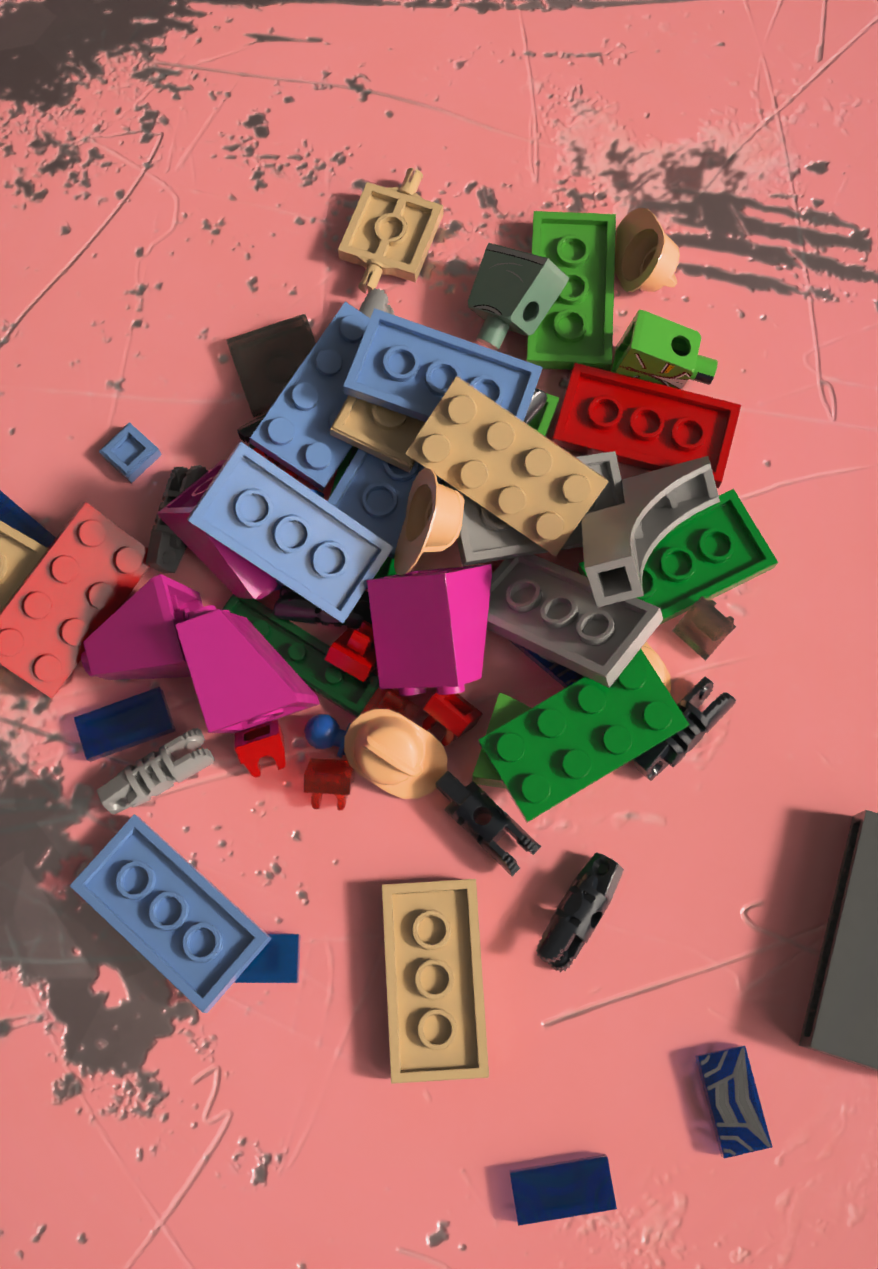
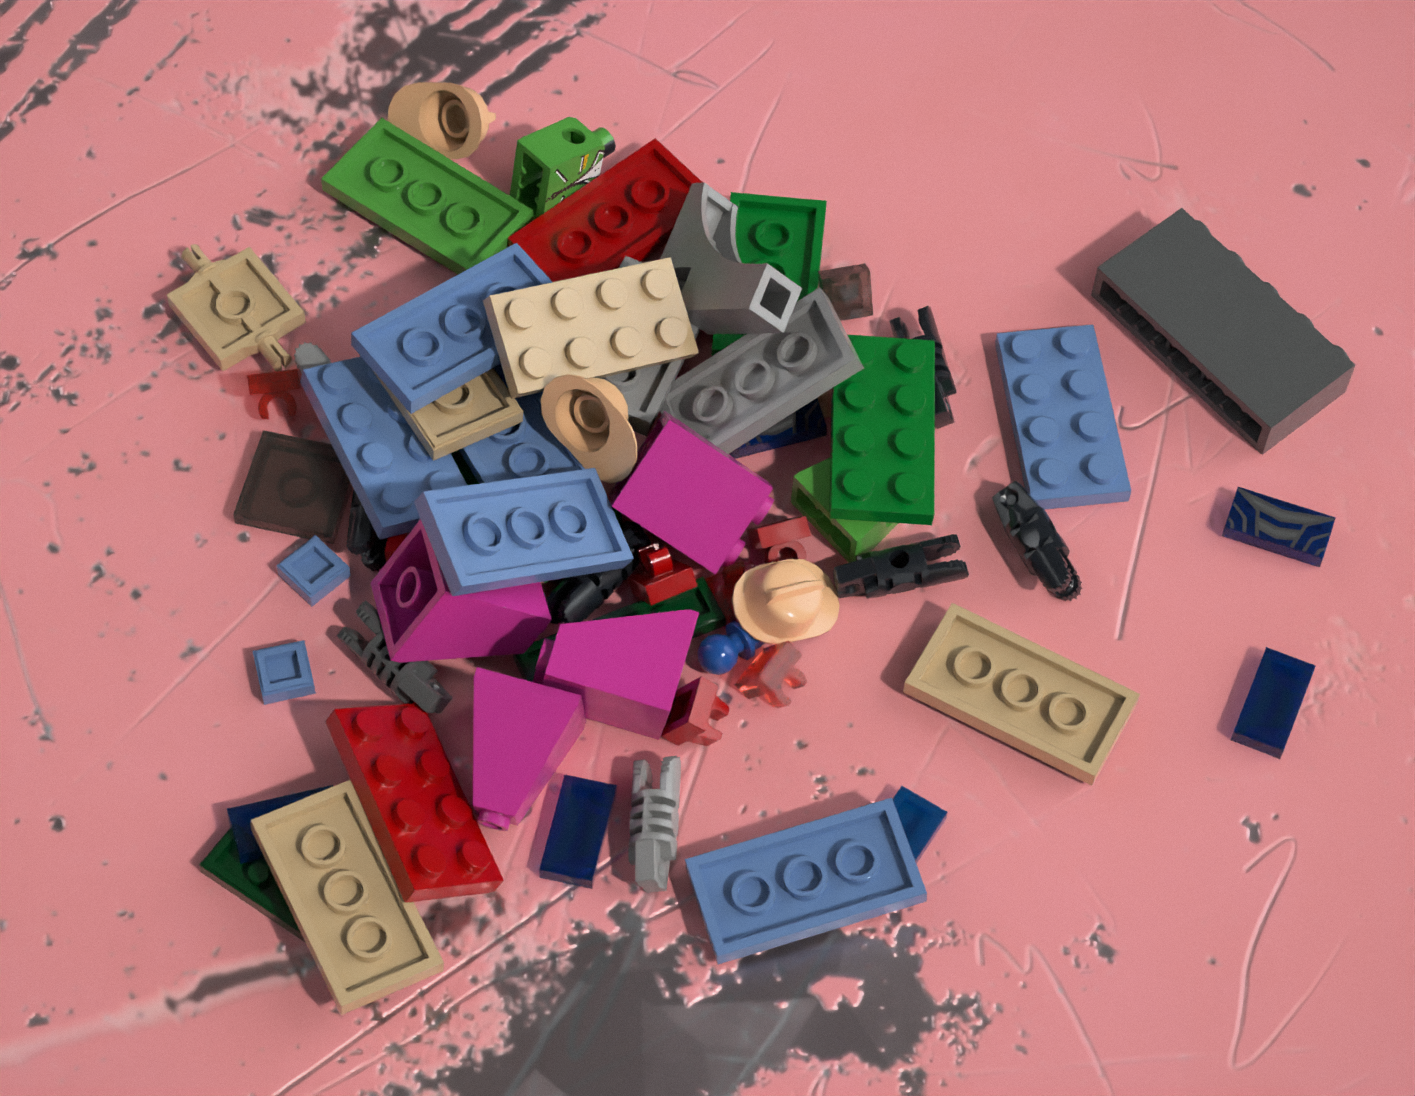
camera: 65 degrees left, 15 degrees down
(220, 418) = (313, 570): none -> medium blue tile
(337, 292) = (275, 386): none -> clear red tile
(513, 292) = (399, 237): sand green torso -> none
(715, 862) = (1062, 417): none -> medium blue plate

